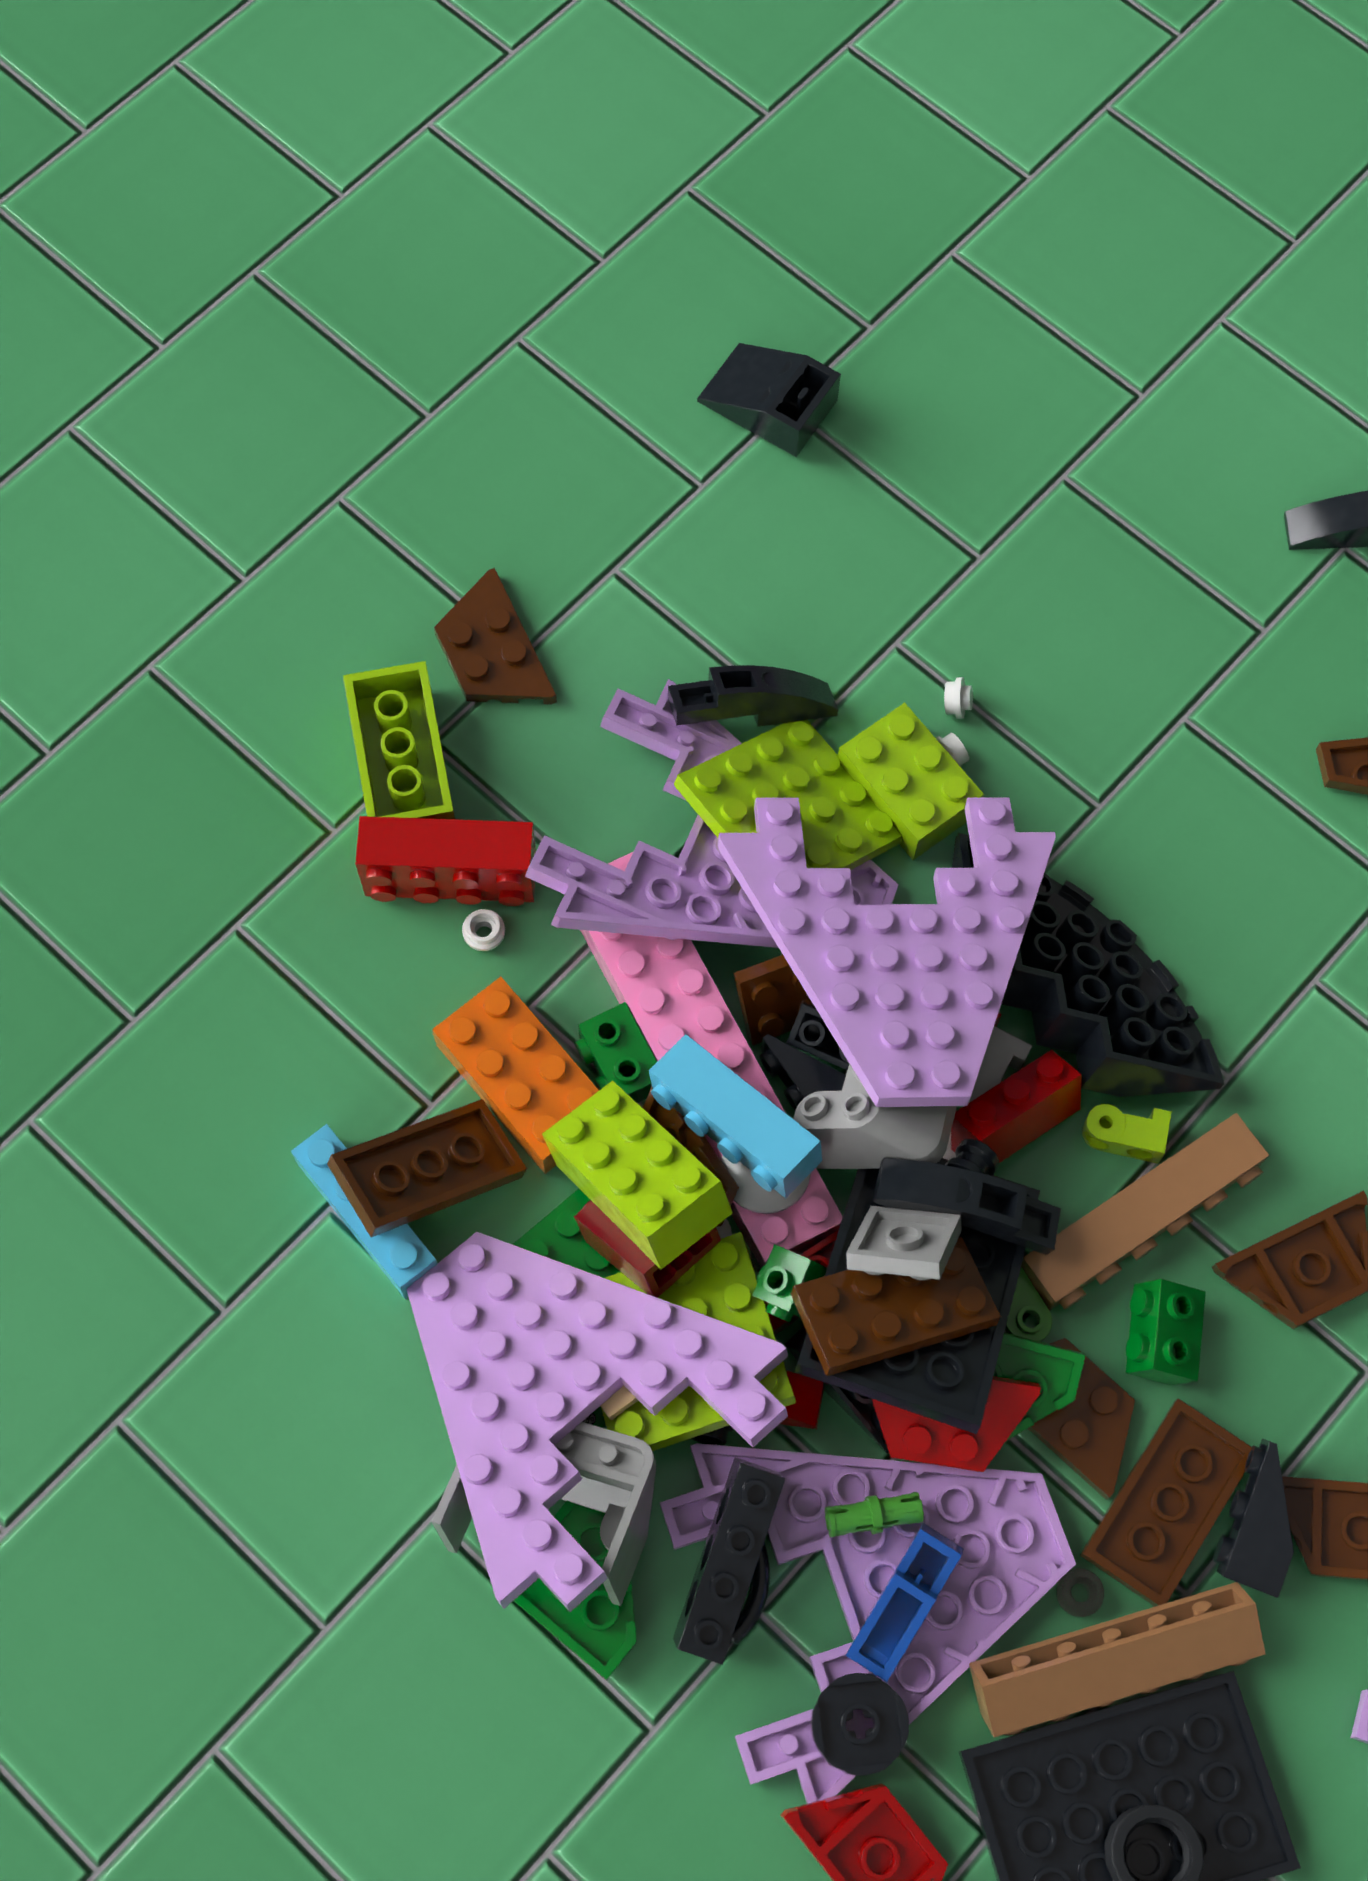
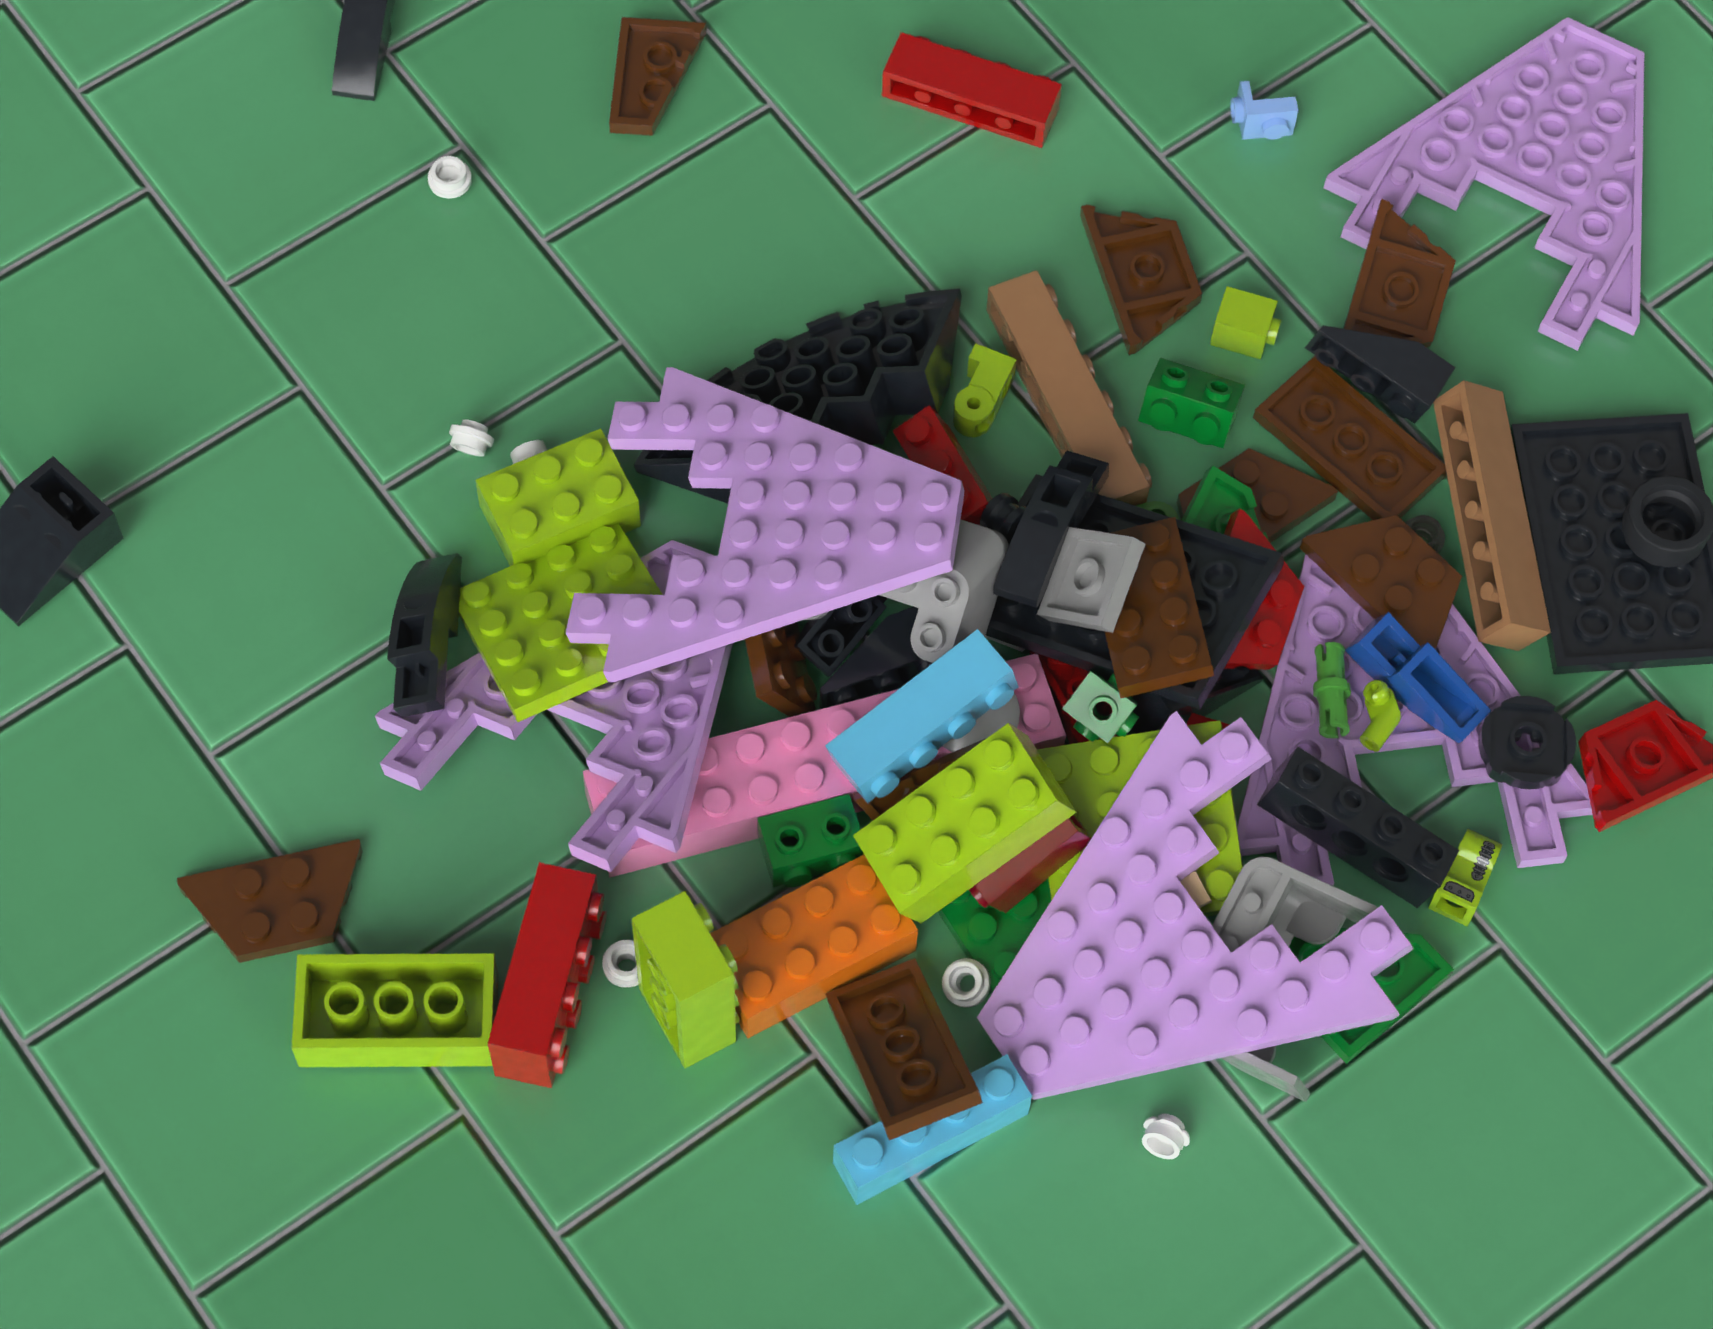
camera: 80 degrees left, 5 degrees down
(396, 1423) = (1165, 1136): none -> white plate
(441, 957) = (686, 978): none -> lime brick
(510, 1210) = (953, 977): none -> white plate
(713, 1683) = (1466, 877): none -> lime leg
(861, 1572) = (1383, 714): none -> lime arm
(1016, 1563) = (1389, 571): none -> reddish brown wing
(1223, 624) = (449, 177): none -> white plate
(1276, 1375) = (1245, 323): none -> lime brick

